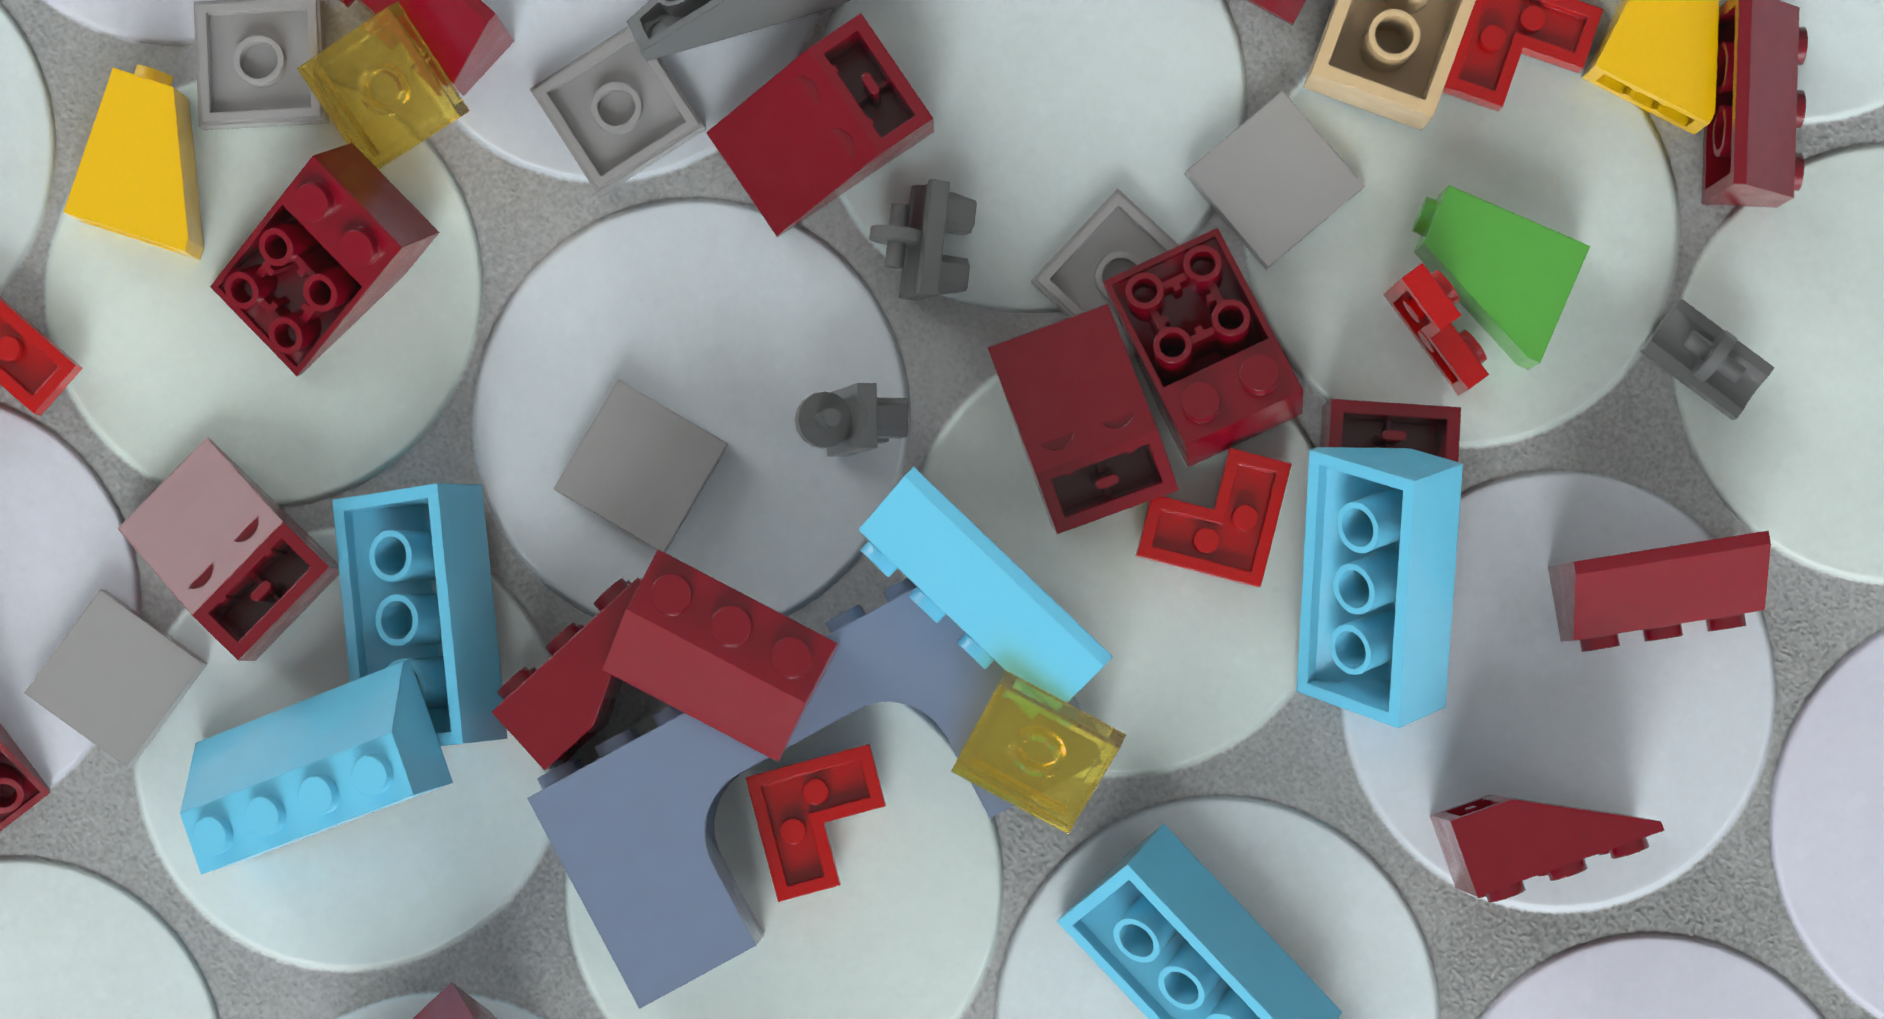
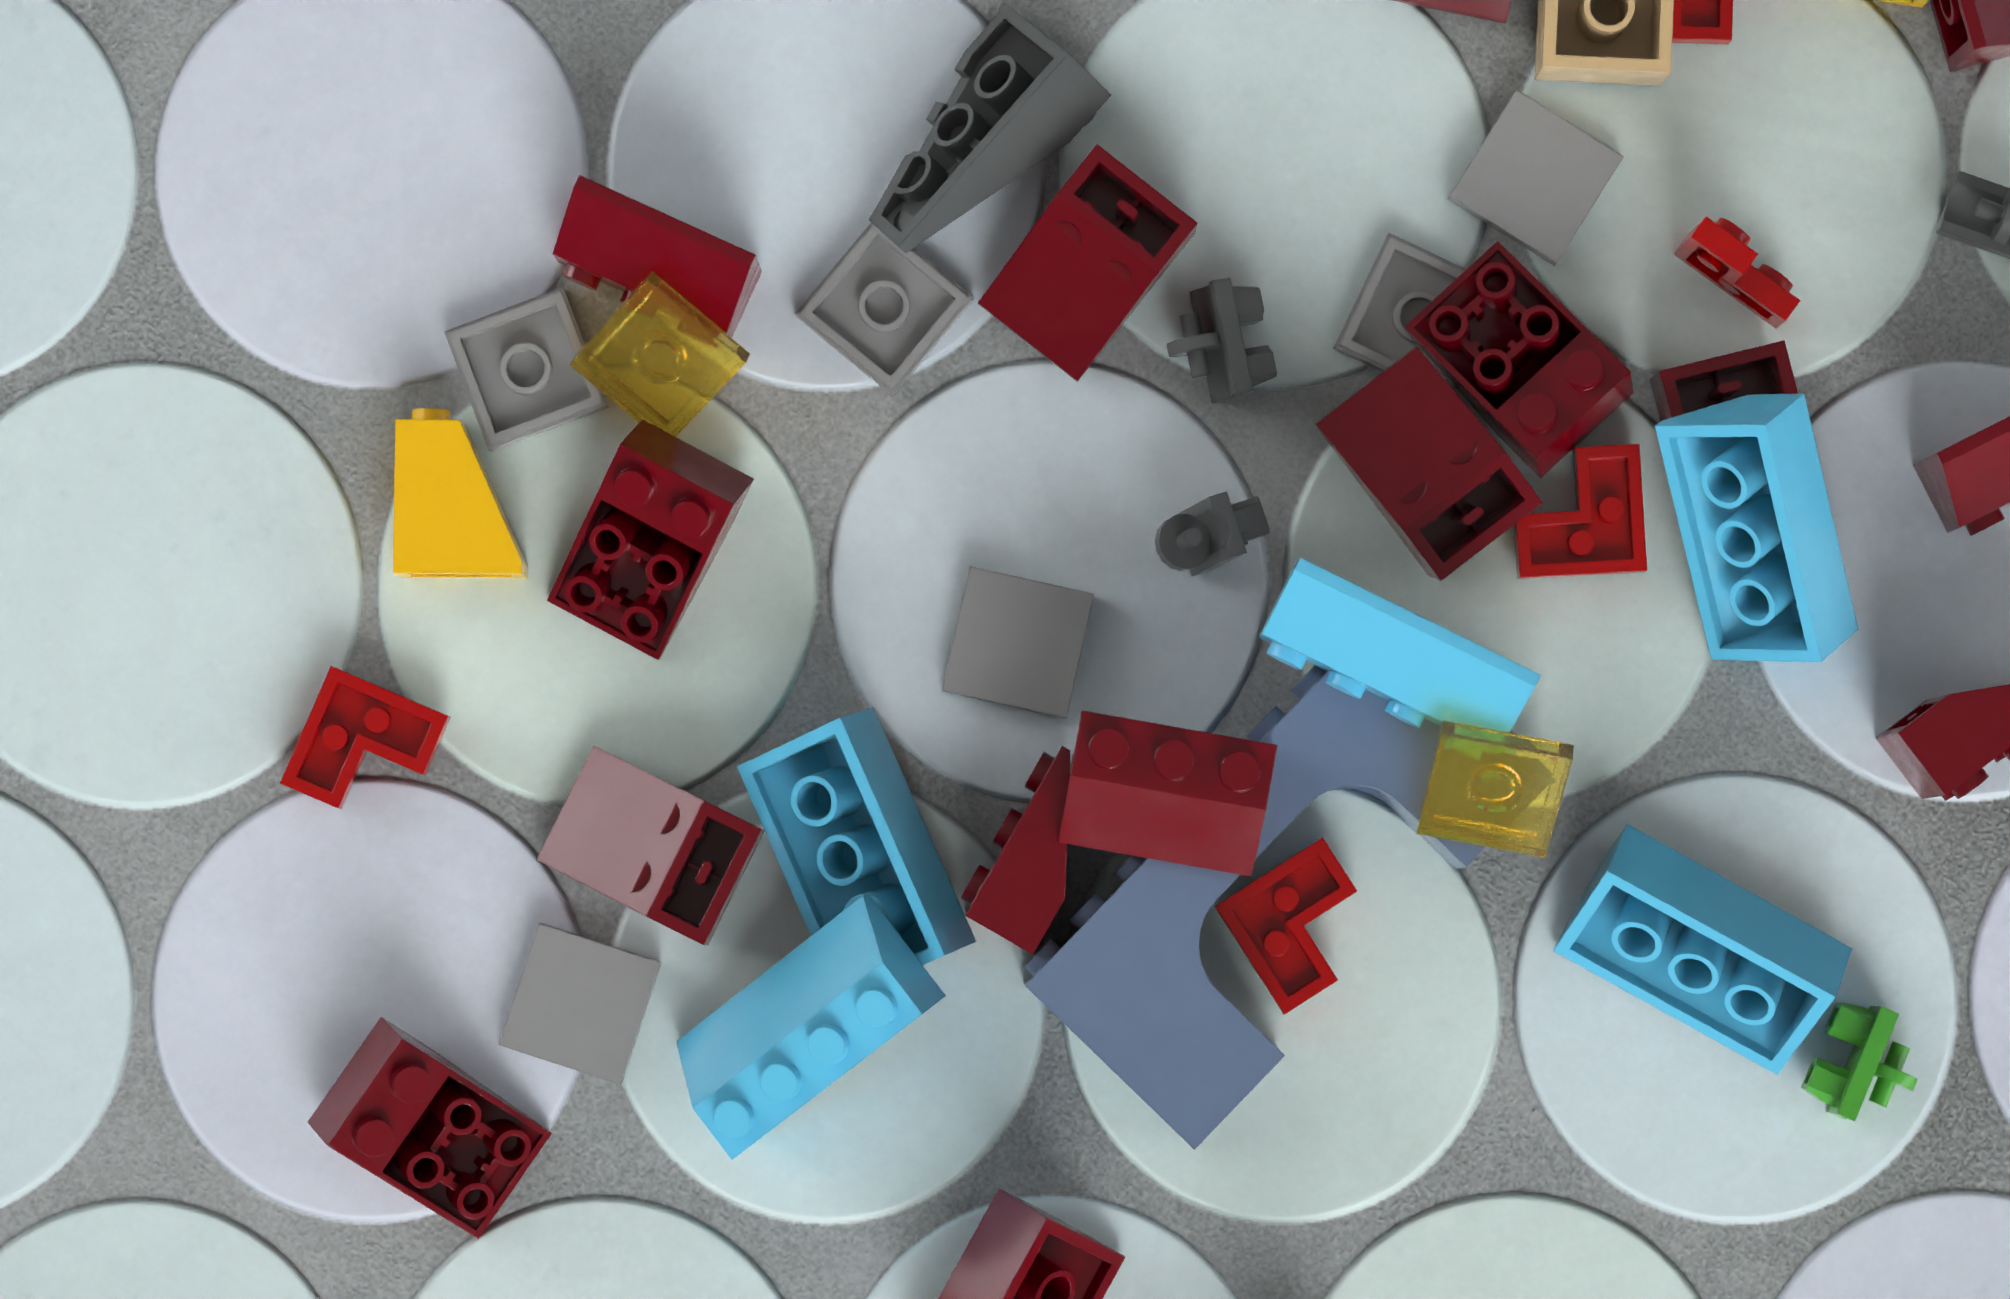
camera: 20 degrees left, 0 degrees up
(1502, 267) = (1780, 194): bright green slope -> none

